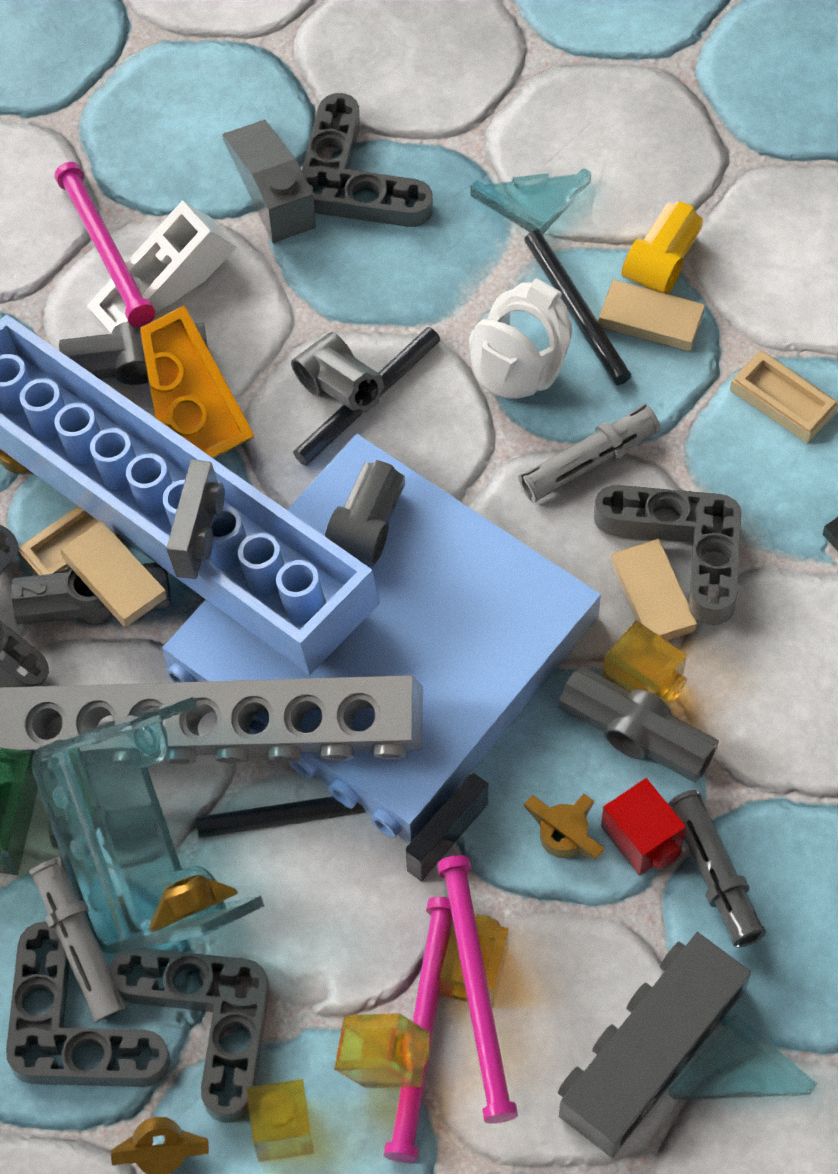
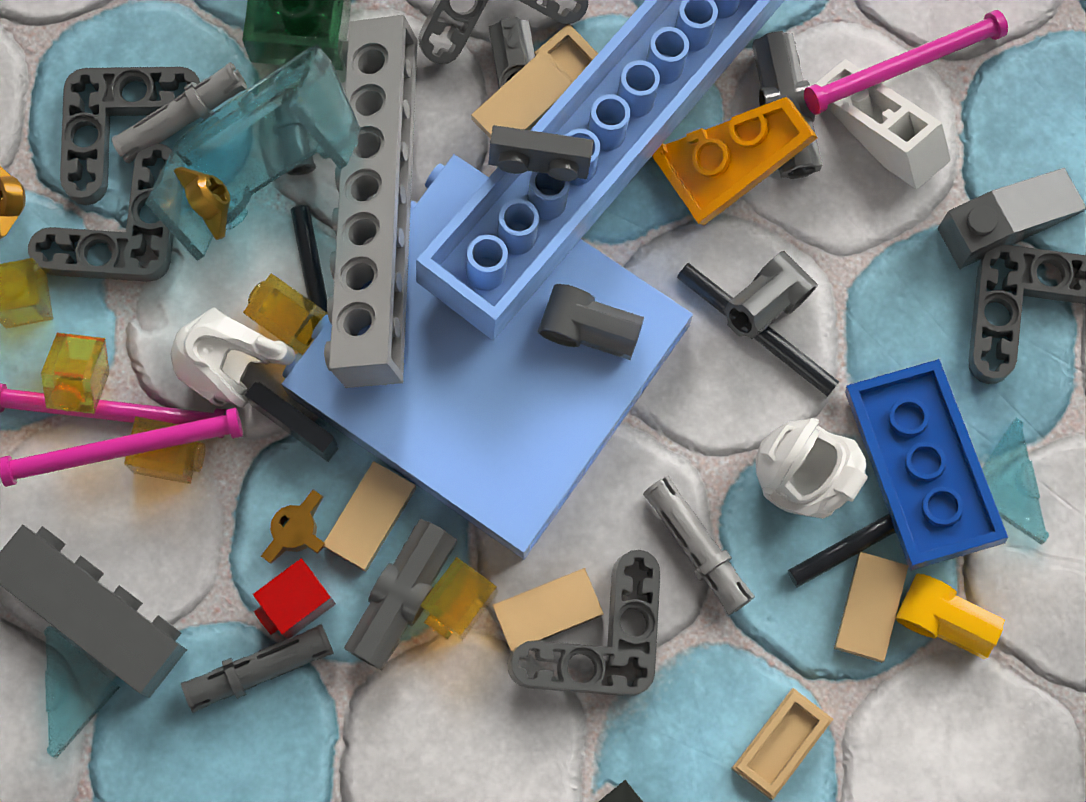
camera: 85 degrees right, 15 degrees up
(324, 828) = (284, 312): none -> clear yellow brick
(368, 896) = (215, 354): none -> white helmet
(550, 757) = (369, 516): none -> tan tile
(551, 239) = (925, 465): none -> blue plate

